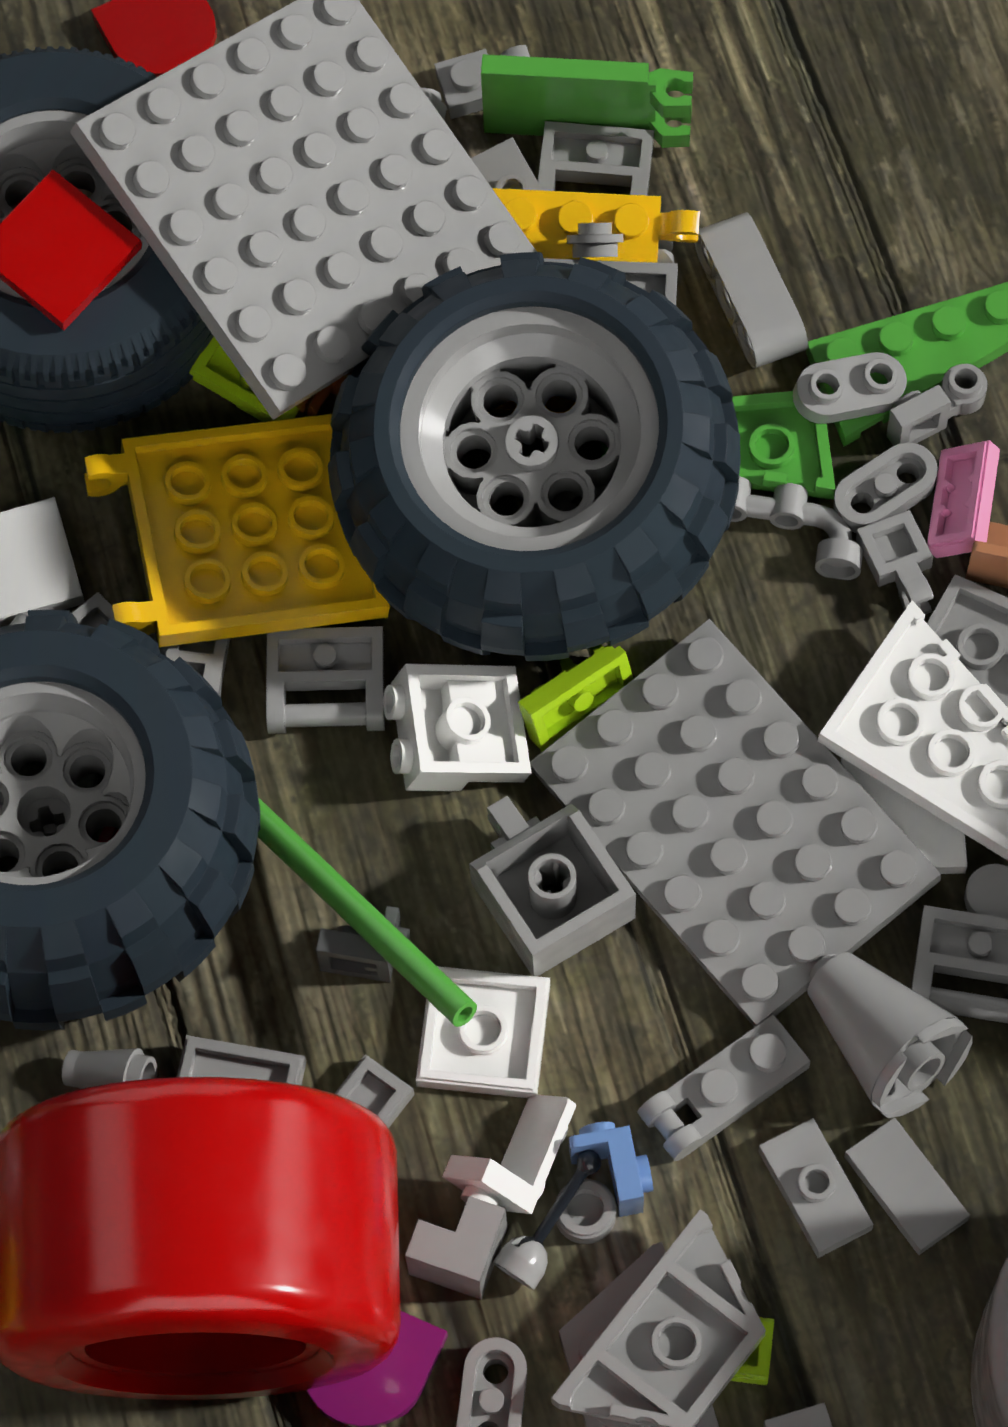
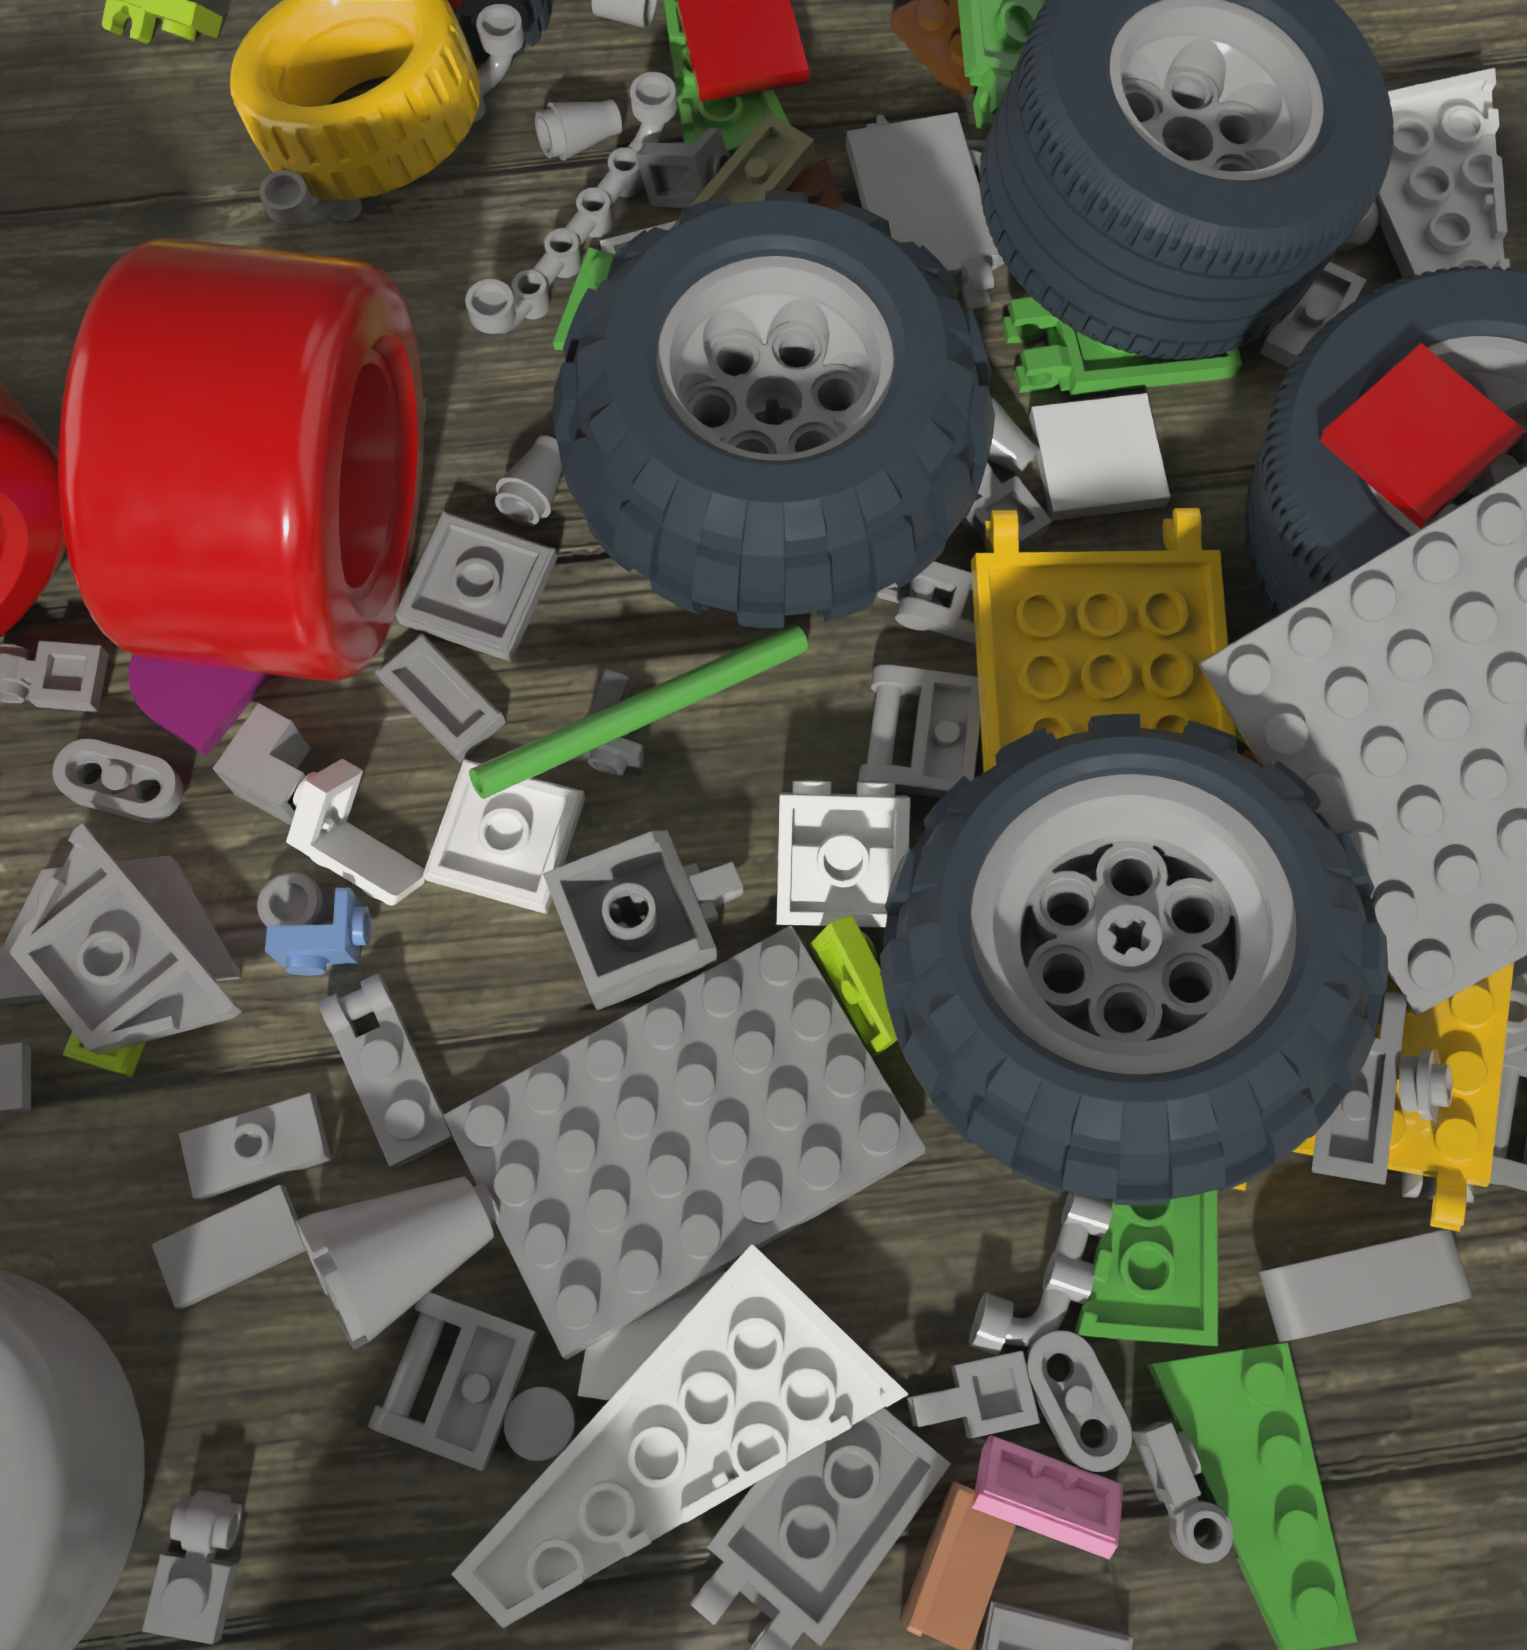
camera: 95 degrees right, 5 degrees up
(525, 1256) = (251, 831): hinge -> none
(853, 388) = (1211, 1380): light grey plate -> none

